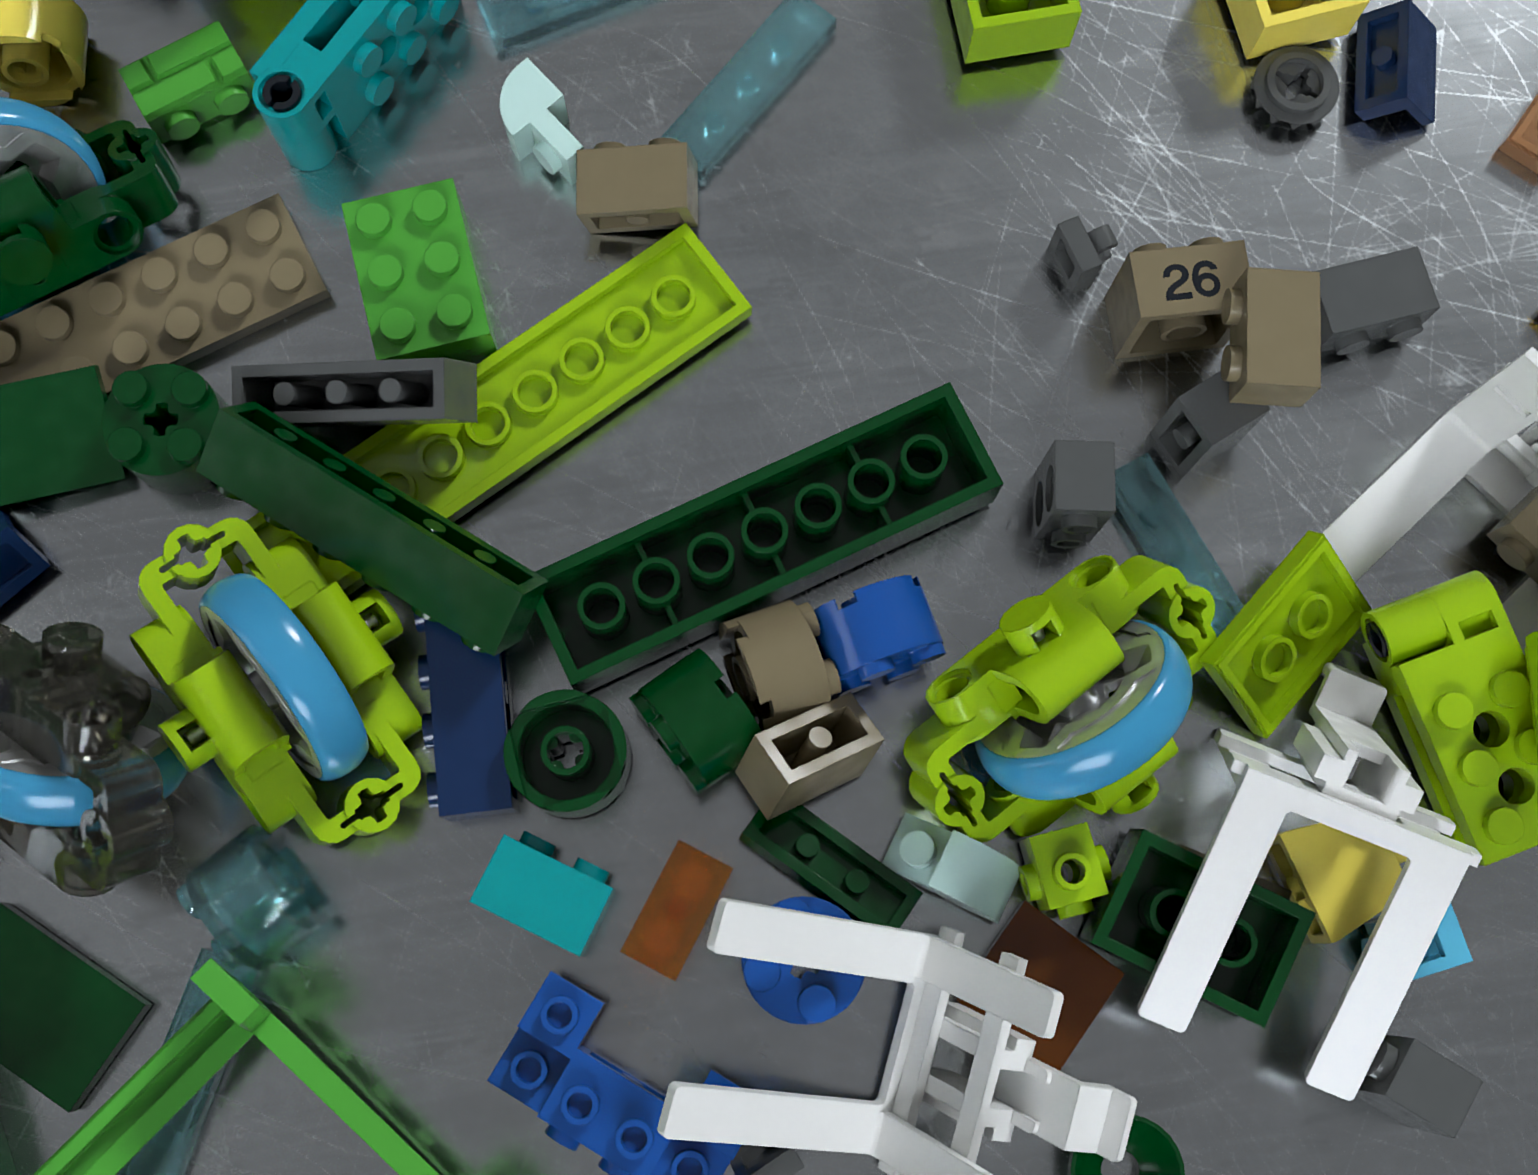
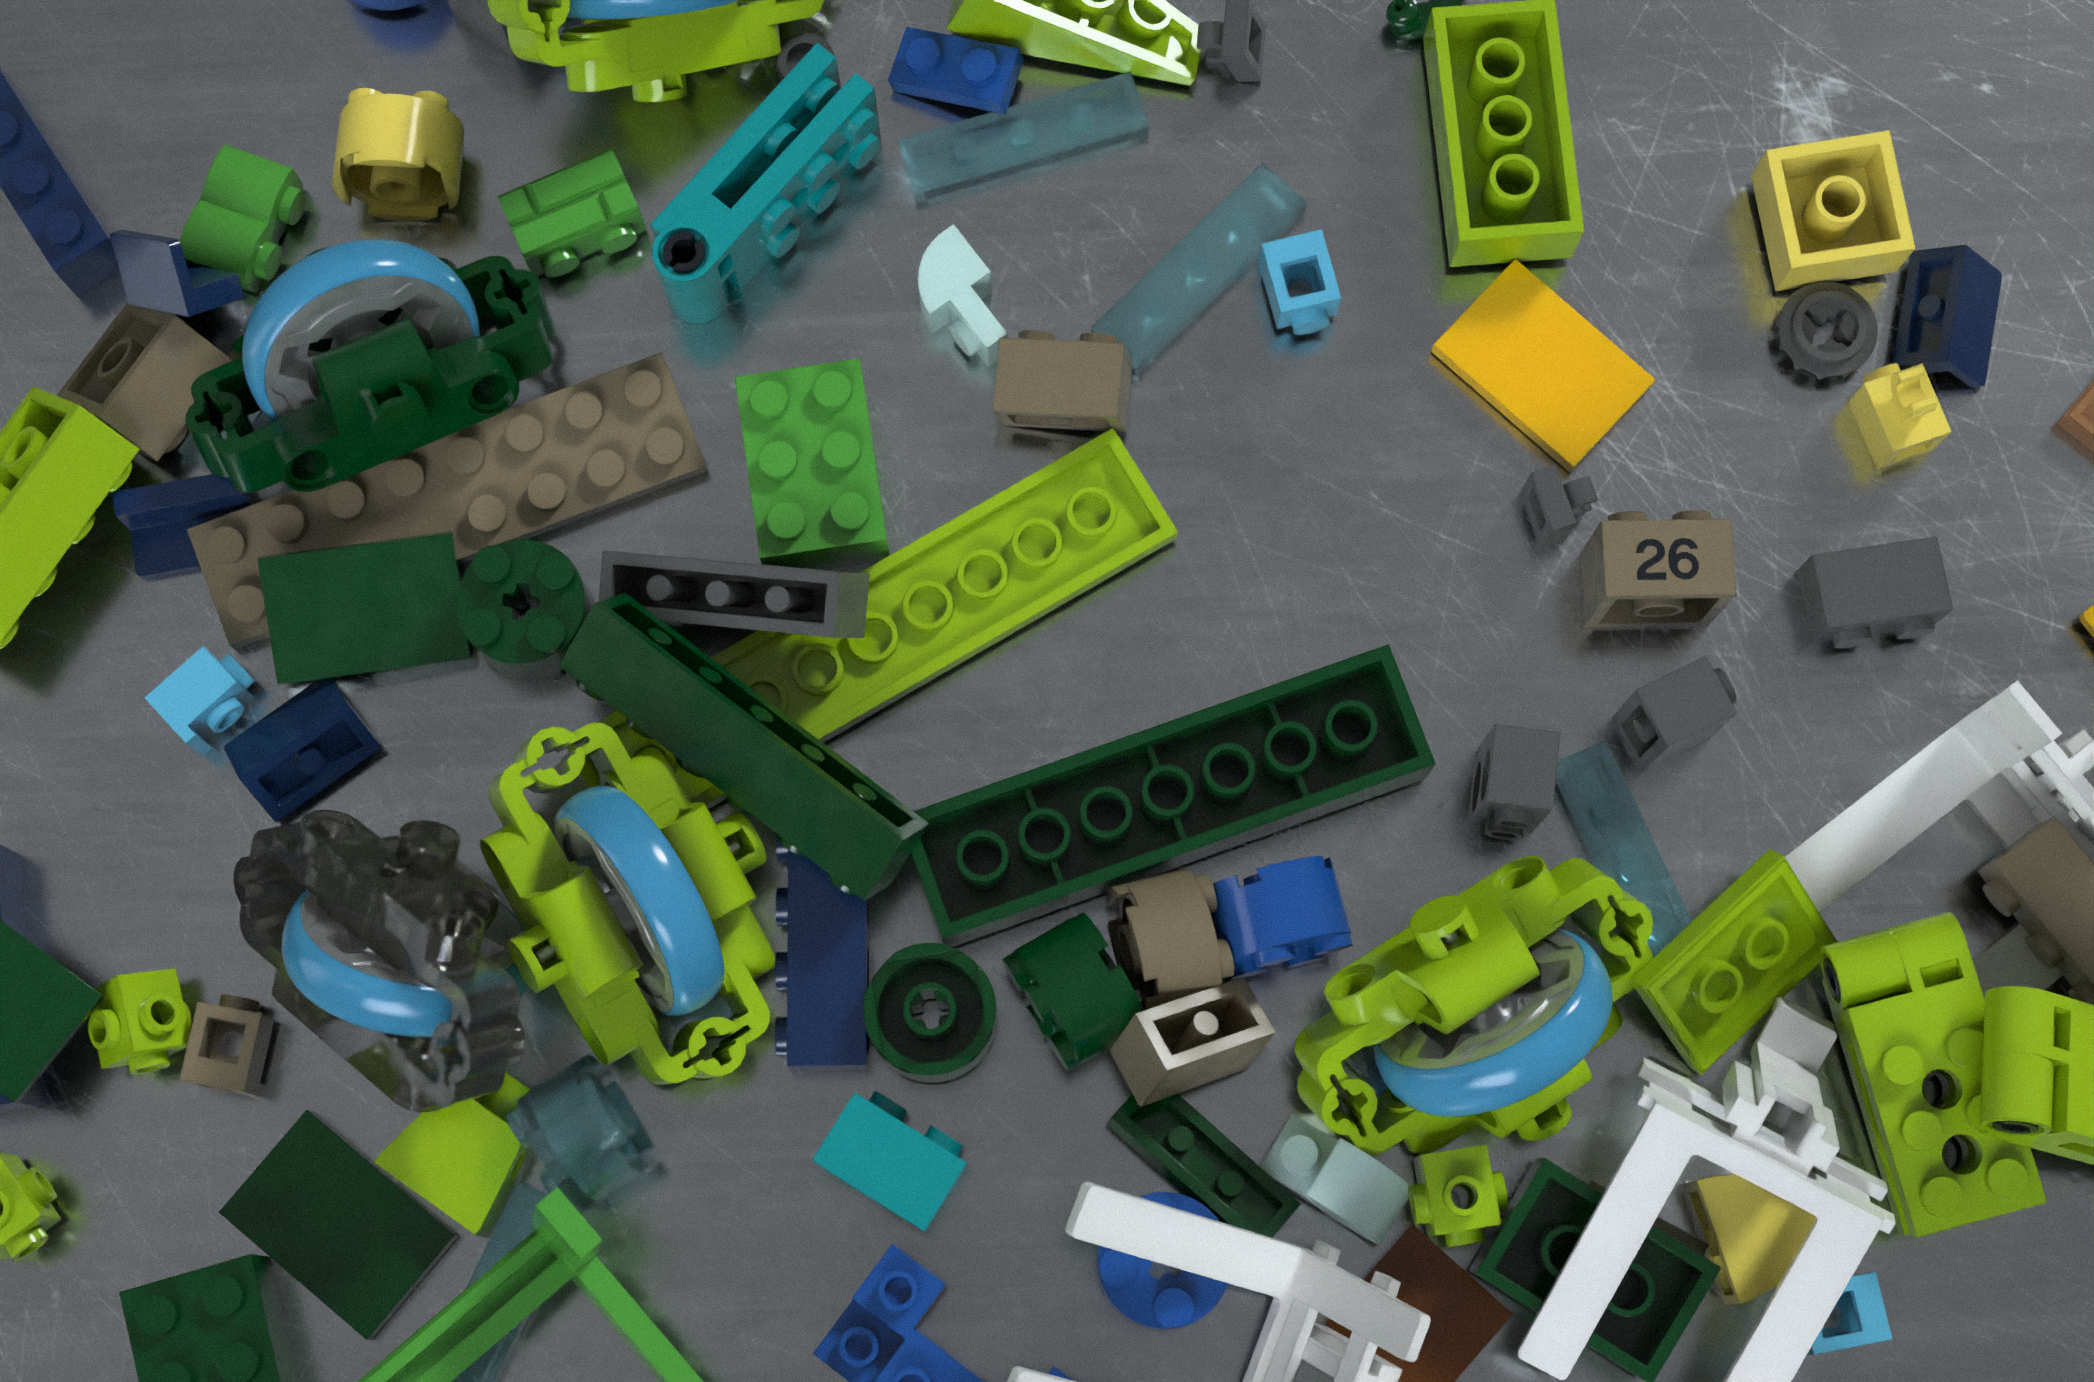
camera: 10 degrees right, 0 degrees up
(143, 932) = (462, 1157): none -> lime torso
(677, 910) = (1033, 1193): clear orange brick -> none
(837, 83) = (1304, 263): none -> medium azure brick
(1054, 138) = (1542, 365): none -> yellow tile
(1273, 337) = (1744, 636): dark tan brick -> none
(1368, 149) = (1898, 414): none -> light yellow brick

